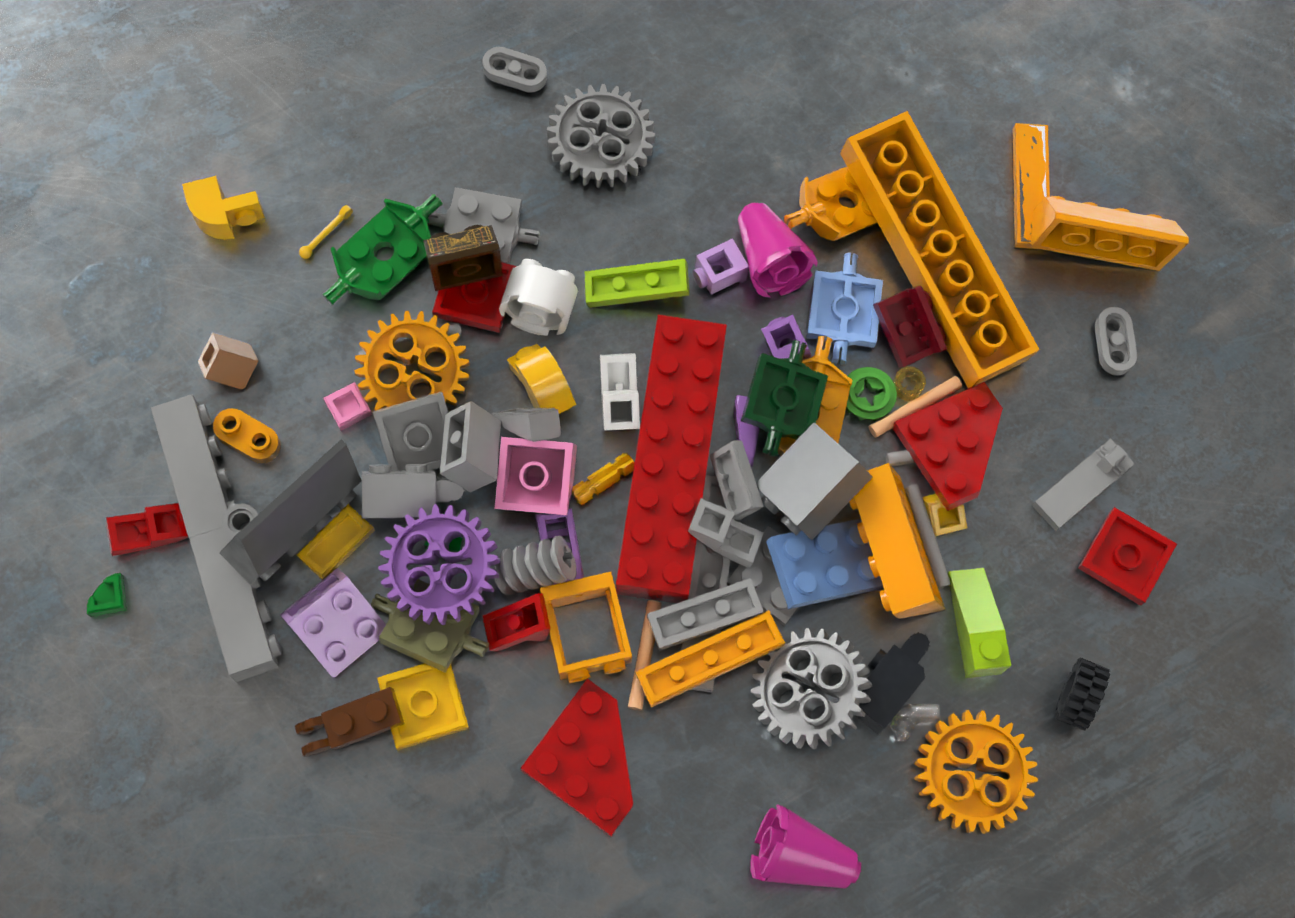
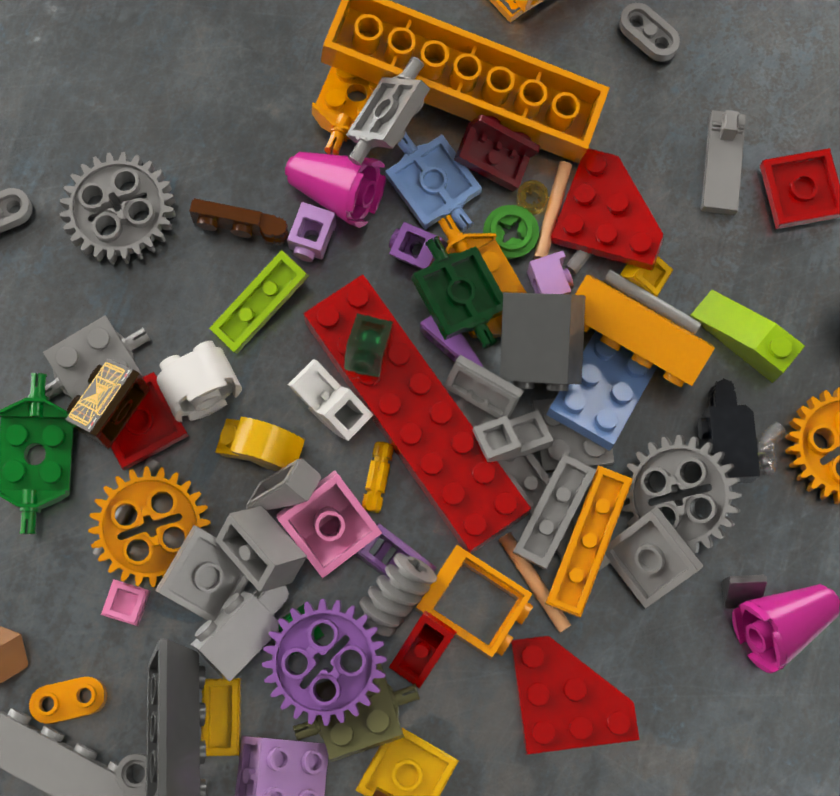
camera: 40 degrees left, 5 degrees up
(677, 216) = (239, 220): none -> reddish brown hinge
(678, 372) = (367, 345): none -> clear green bracket
(745, 712) = (652, 557): none -> light grey plate
(795, 799) = (742, 588): none -> flat silver slope
(851, 224) = (388, 111): none -> light grey plate
(868, 446) = (549, 276): none -> lavender brick

